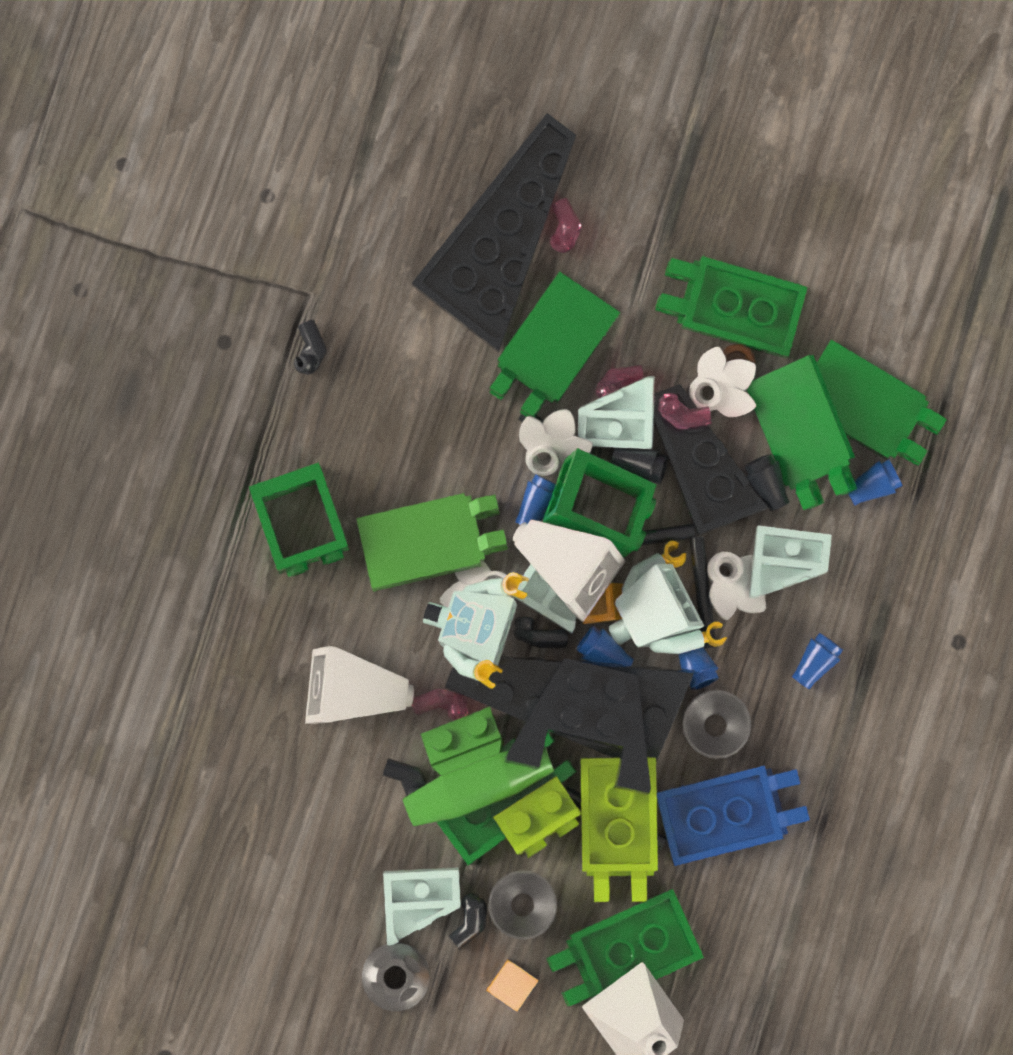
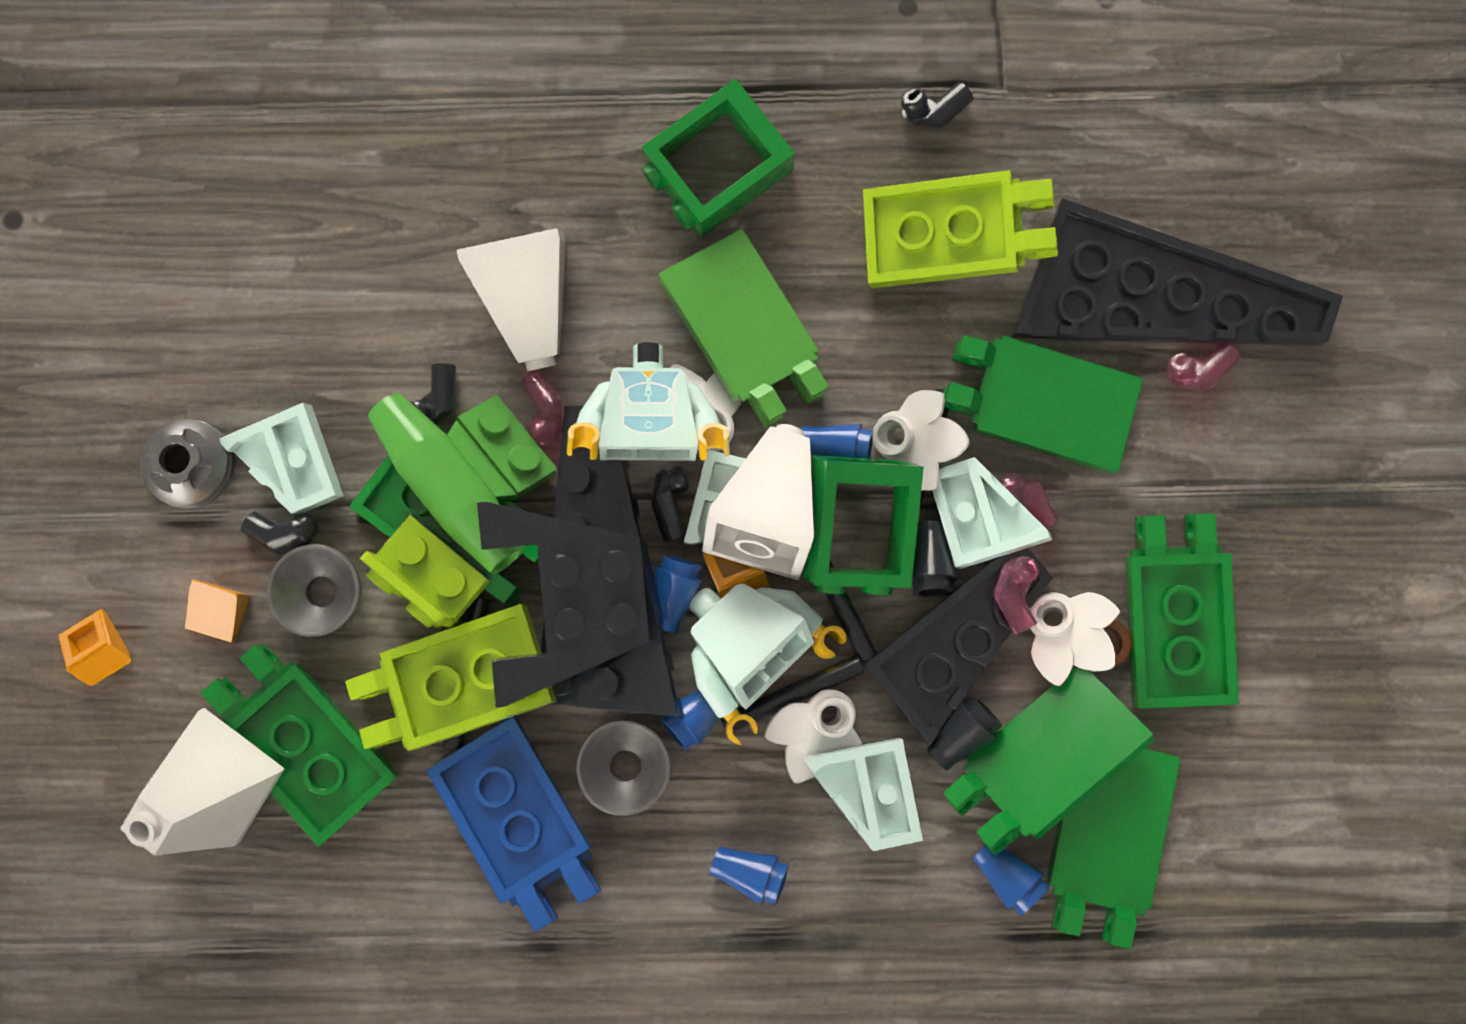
camera: 75 degrees right, 0 degrees up
(408, 369) = (954, 228): none -> lime tile

